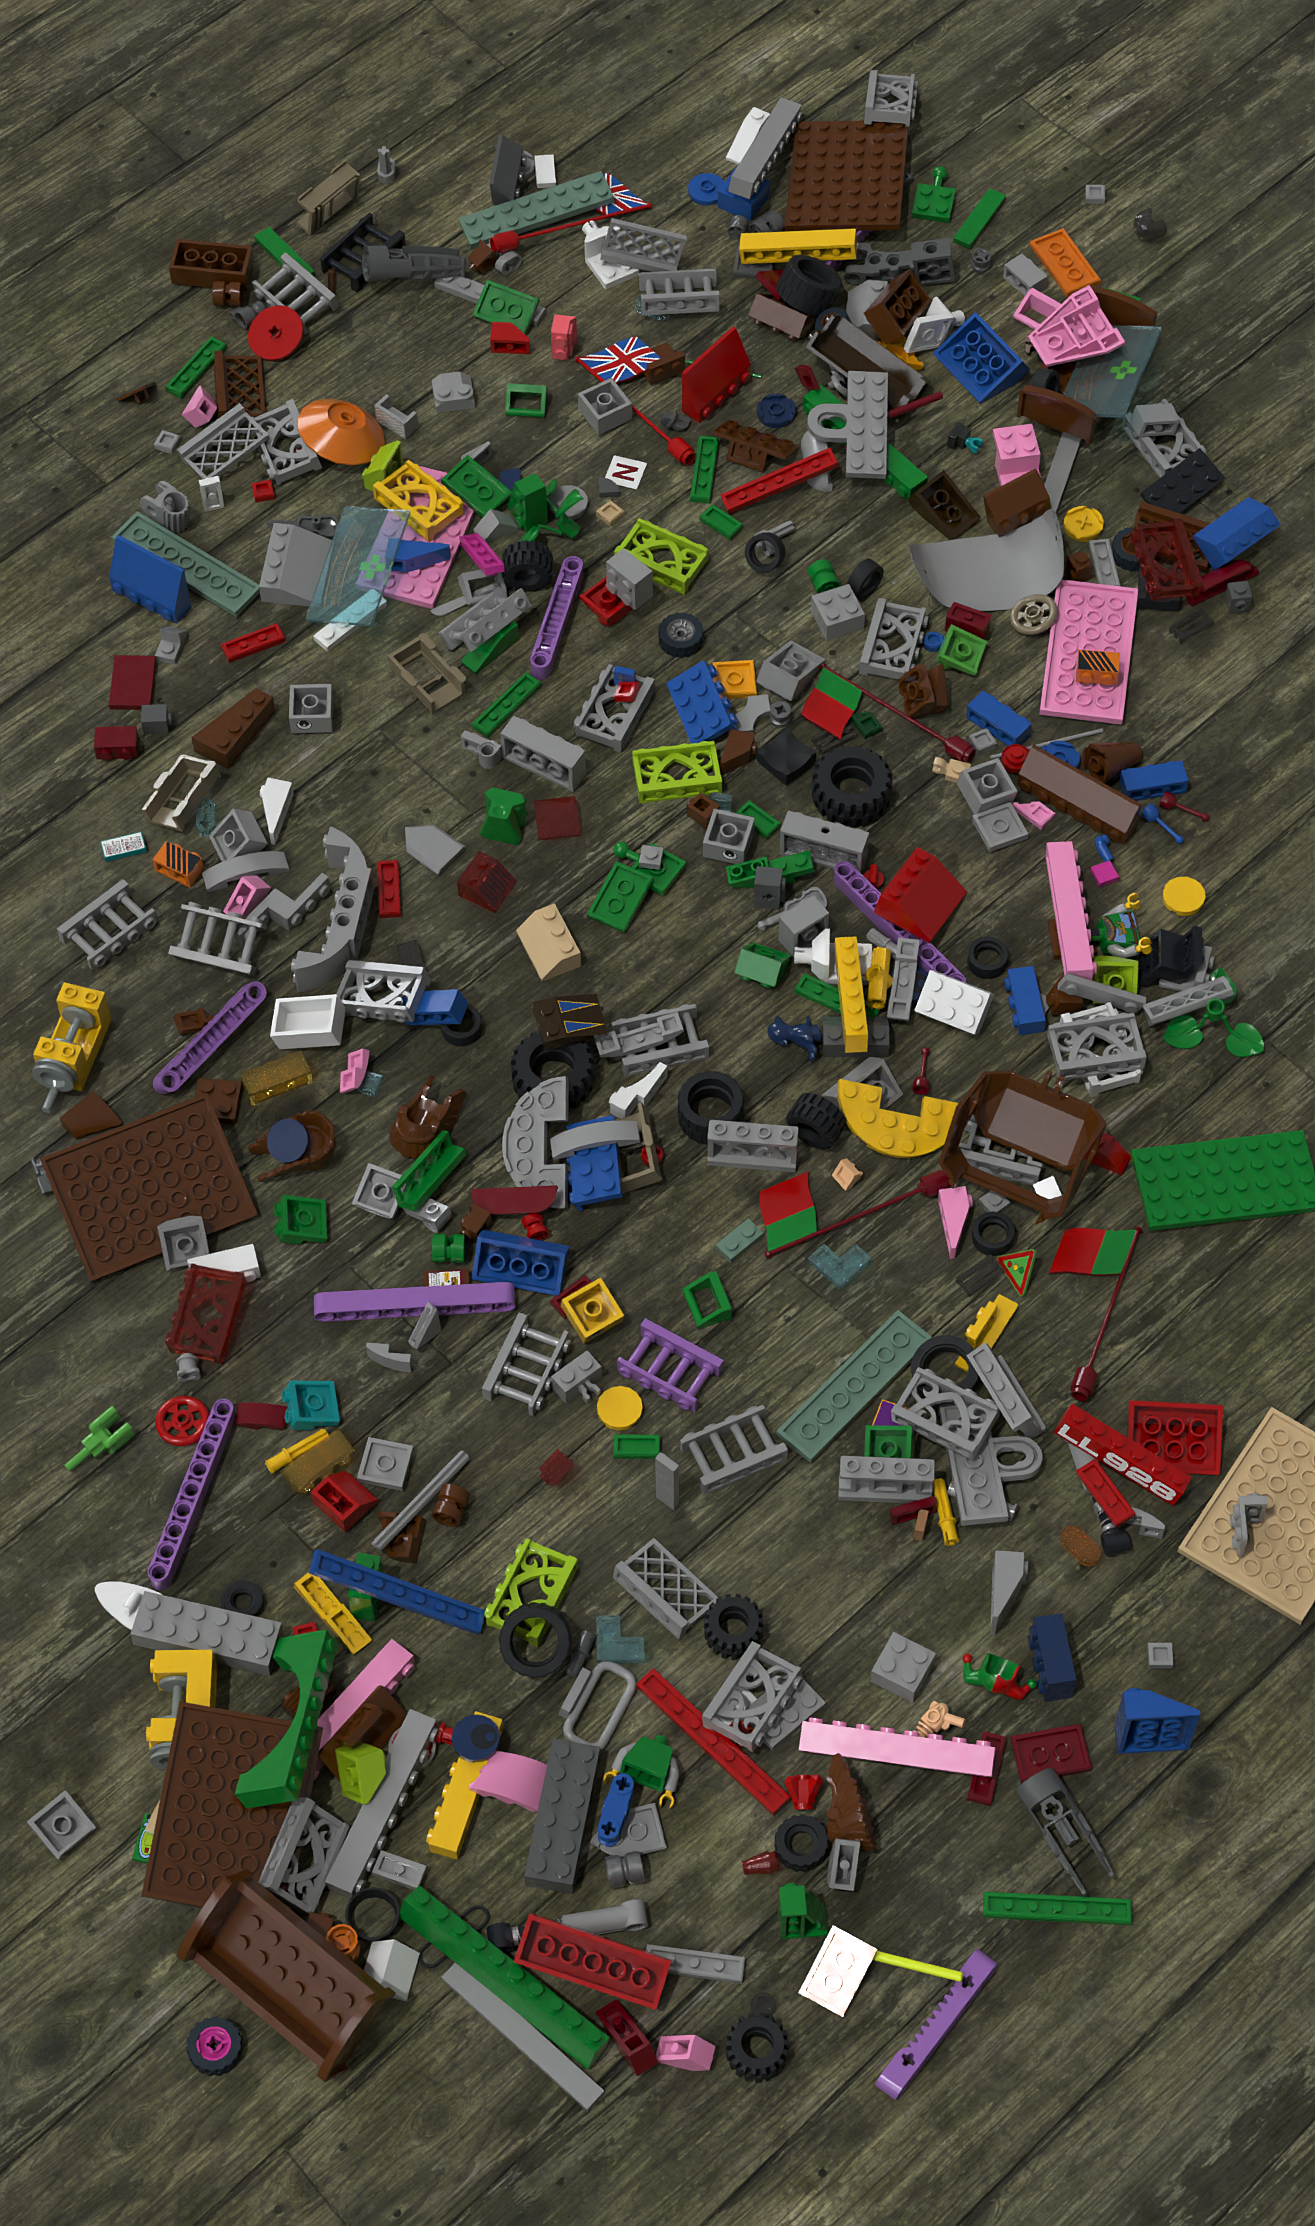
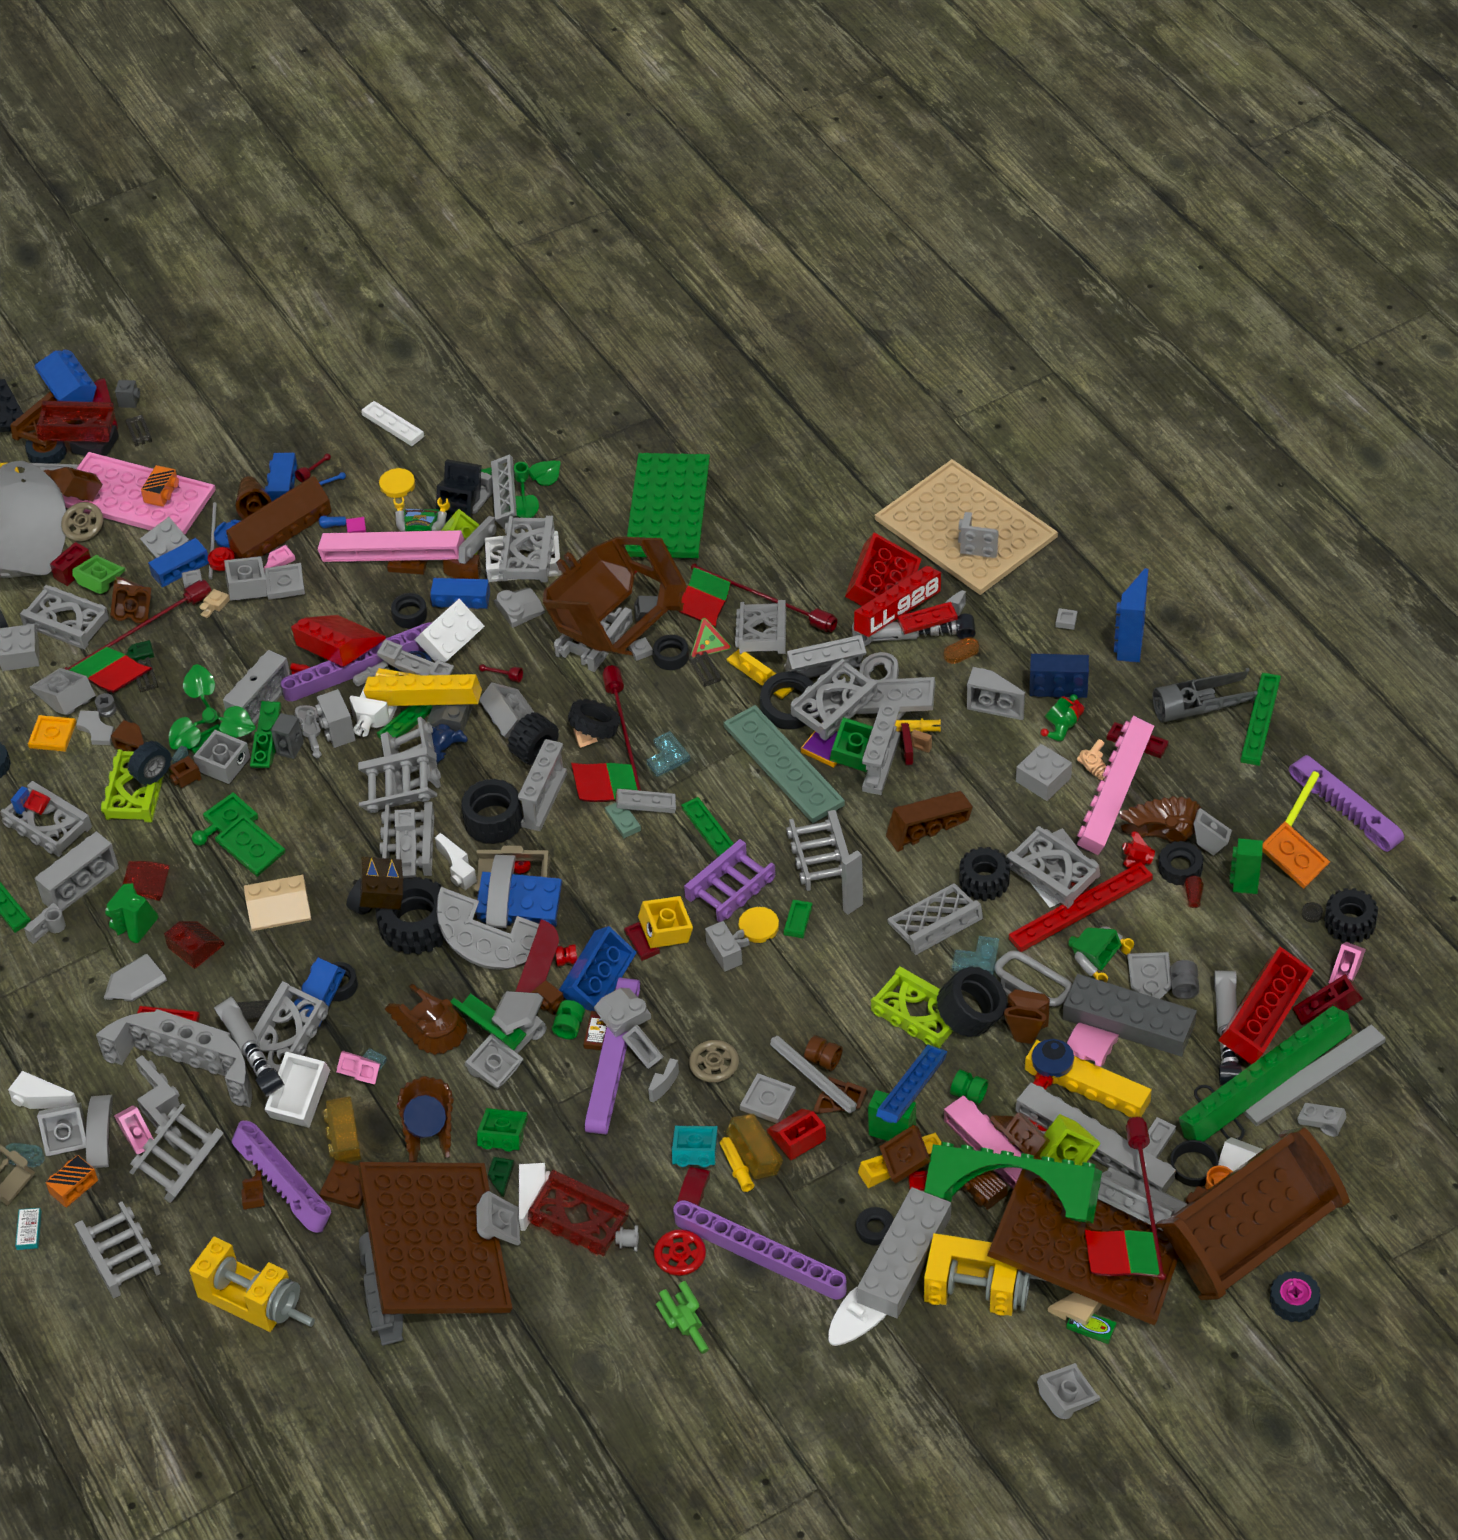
camera: 75 degrees left, 10 degrees down
(89, 1117) = (330, 1290): reddish brown slope -> none
(210, 1844) = (1128, 1250): none -> flag
(251, 1233) = (500, 1173): none -> dark green tile
(322, 1608) = (905, 1154): none -> reddish brown plate
(385, 935) = (244, 1037): none -> piece
(425, 1384) = (713, 1055): none -> dark tan plate
(432, 1658) = (972, 1088): none -> green wheel
(438, 1193) = (516, 1010): none -> light grey tile
(458, 2049) = (1326, 1117): none -> light grey plate
(461, 1294) = (622, 1011): none -> light grey slope
(512, 1348) = (697, 998): light grey fence -> none
(532, 1702) = (1027, 1015): none -> reddish brown piece
(555, 1468) = (807, 971): clear red brick -> none
(615, 1810) = (1134, 974): blue piece -> none
(651, 857) = (220, 813): light grey plate -> none
(684, 769) = (149, 762): none -> black wheel
(702, 703) = (72, 755): blue bracket -> none
(702, 1964) = (1273, 939): light grey tile -> none
(712, 1281) = (672, 838): green tile -> none
(741, 1003) = (388, 765): none -> light grey fence
(747, 1329) = (707, 826): none -> green tile
(754, 999) = (391, 745): none -> light grey fence
(762, 964) = (357, 751): green slope -> none
(764, 1256) = (646, 801): none -> light grey tile
(766, 832) = (234, 723): none -> green plant
(786, 757) = (153, 706): black brick -> none
(803, 1552) = (927, 818): none -> reddish brown wedge
(858, 764) = (202, 647): black tyre -> none
(883, 1170) = (603, 729): none -> black tyre
(891, 1131) = (556, 694): yellow plate -> none
(932, 641) = (77, 590): blue tile -> none
(954, 1211) = (649, 673): bright pink slope -> none
(1026, 1059) = (519, 606): none -> light grey slope
(1027, 697) = (164, 538): none -> light grey plate
(1051, 1748) = (1132, 698): dark red tile -> none
(1053, 1300) = (772, 638): none -> light grey fence
(1071, 587) = (76, 483): none -> reddish brown slope
(1274, 866) = (392, 423): none -> white plate

